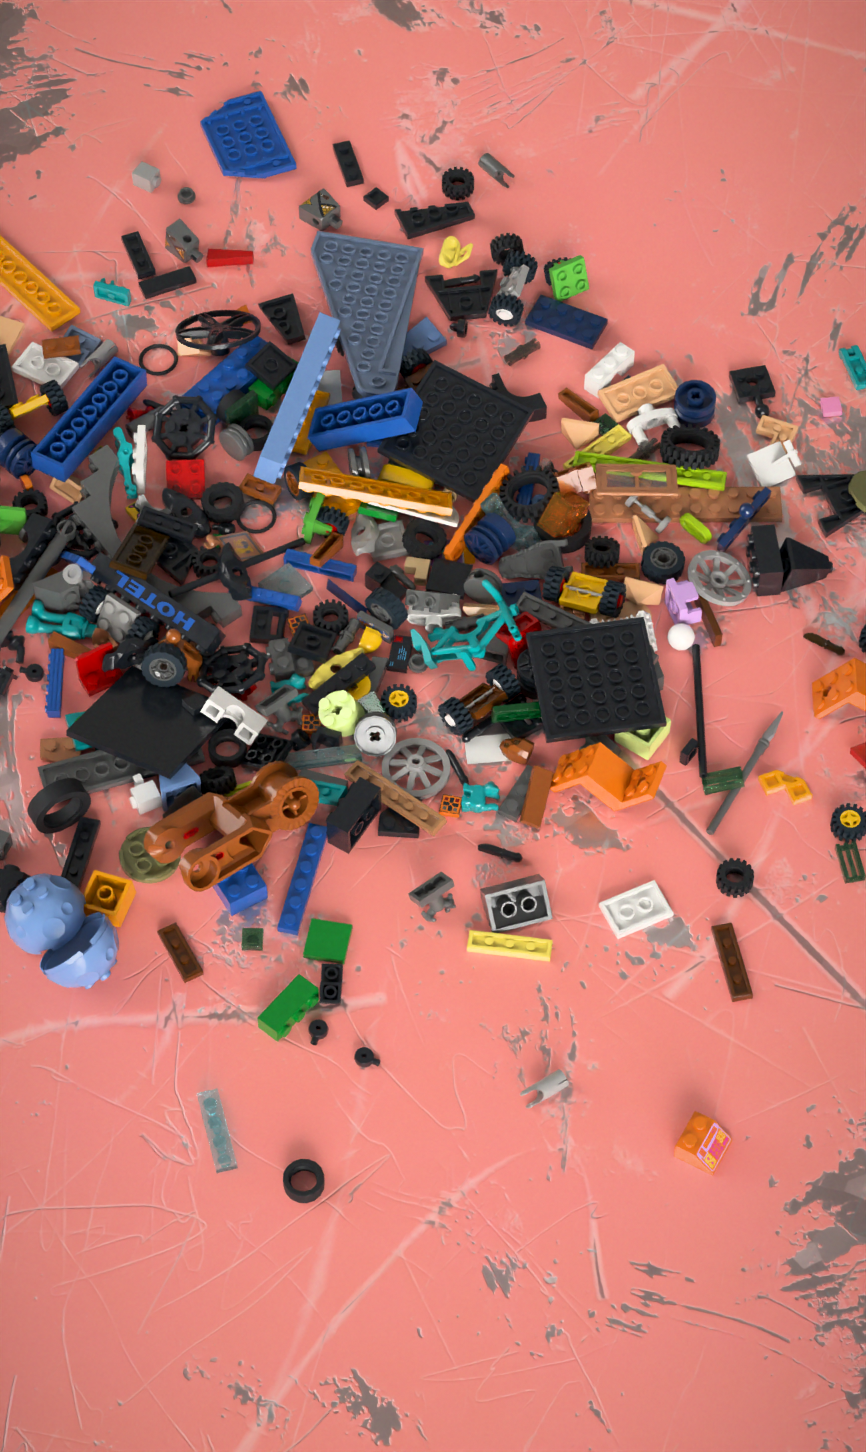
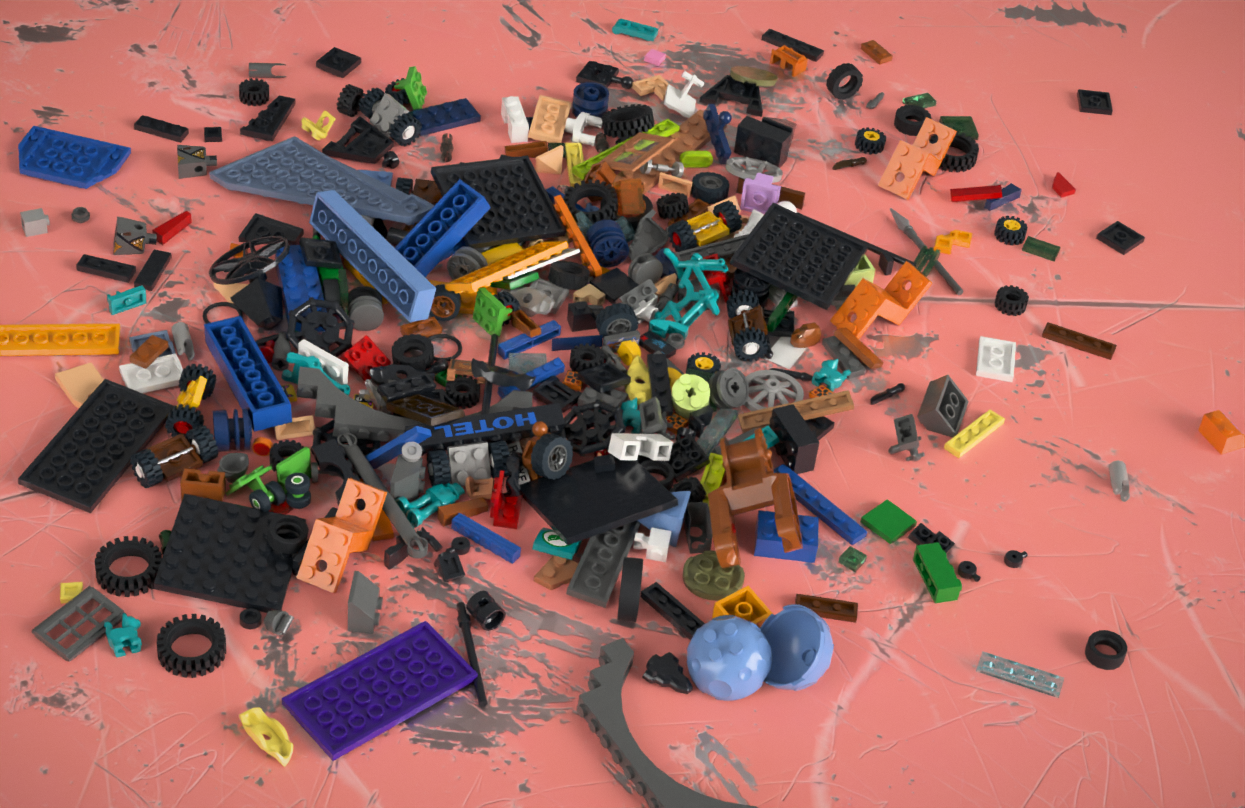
camera: 60 degrees left, 15 degrees down
(182, 372) = (261, 302): none -> black slope
(562, 205) = (338, 62): none -> black plate

